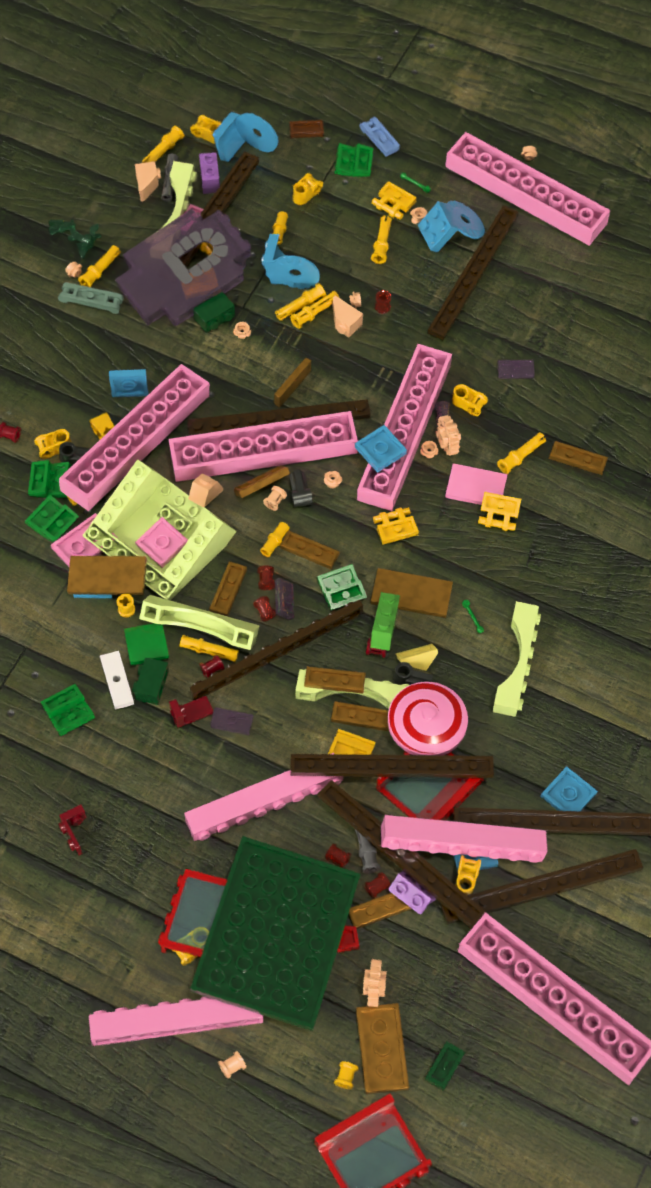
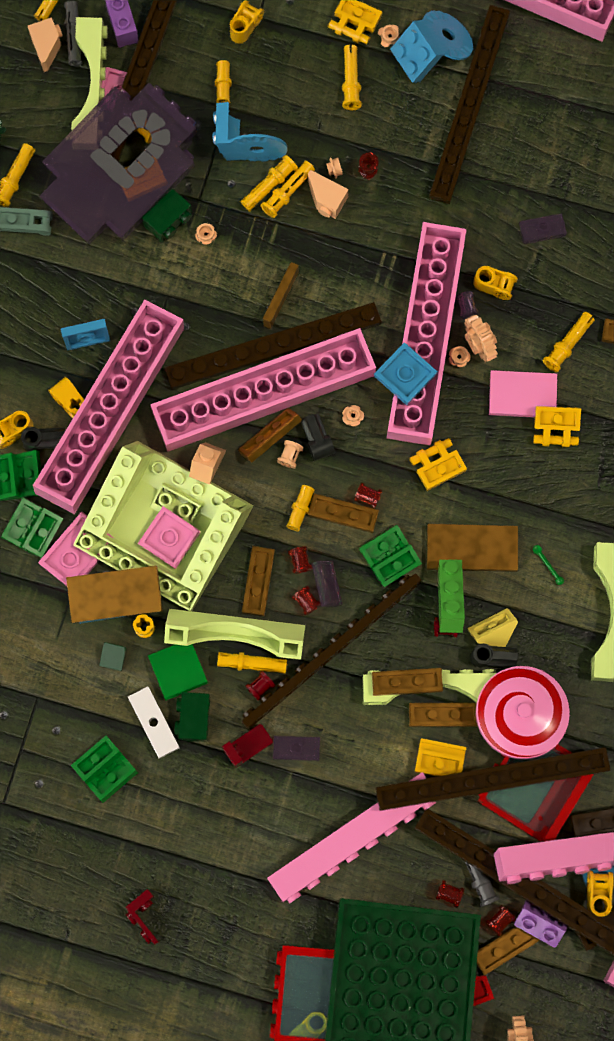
camera: 10 degrees left, 15 degrees up
(95, 624) = (113, 656): none -> dark green slope
(332, 538) = (368, 495): none -> clear red bush

